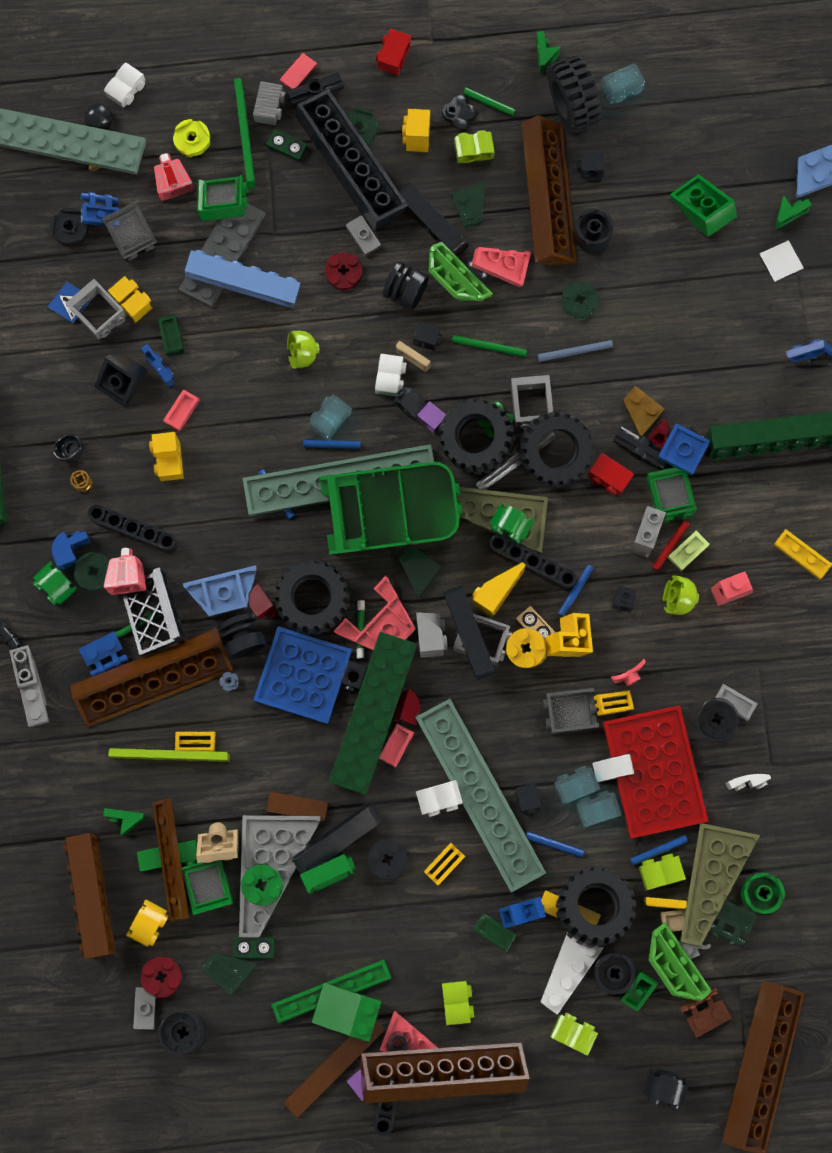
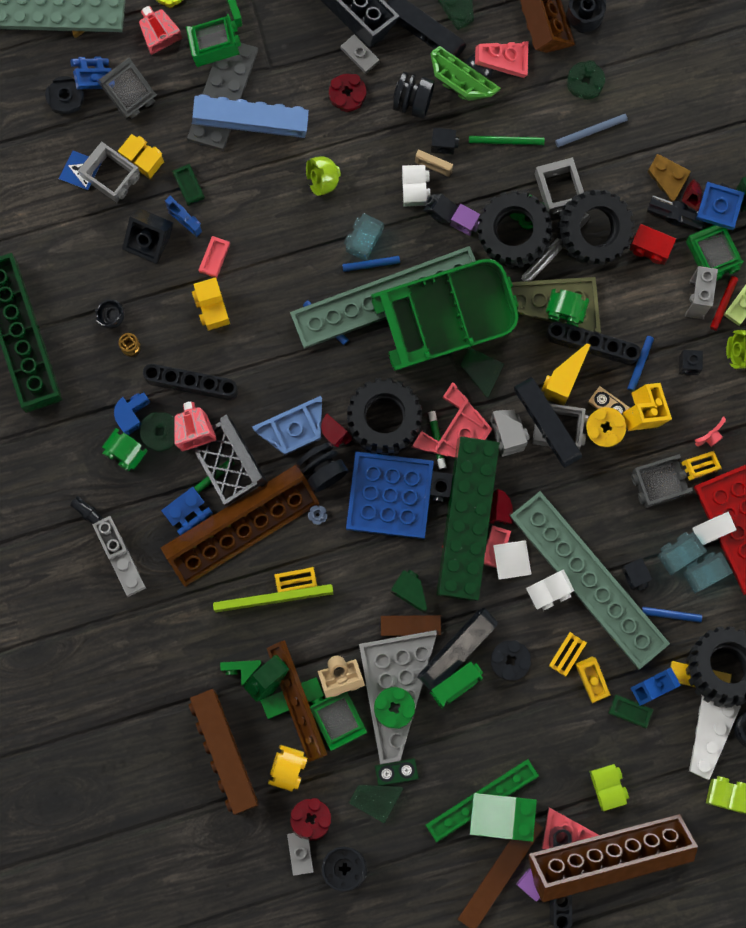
camera: 15 degrees left, 0 degrees up
(145, 833) = (266, 679): none -> dark green slope
(303, 772) = (410, 590): none -> dark green slope
(409, 761) = (512, 559): none -> white sticker
(464, 893) = (592, 679): none -> yellow slope

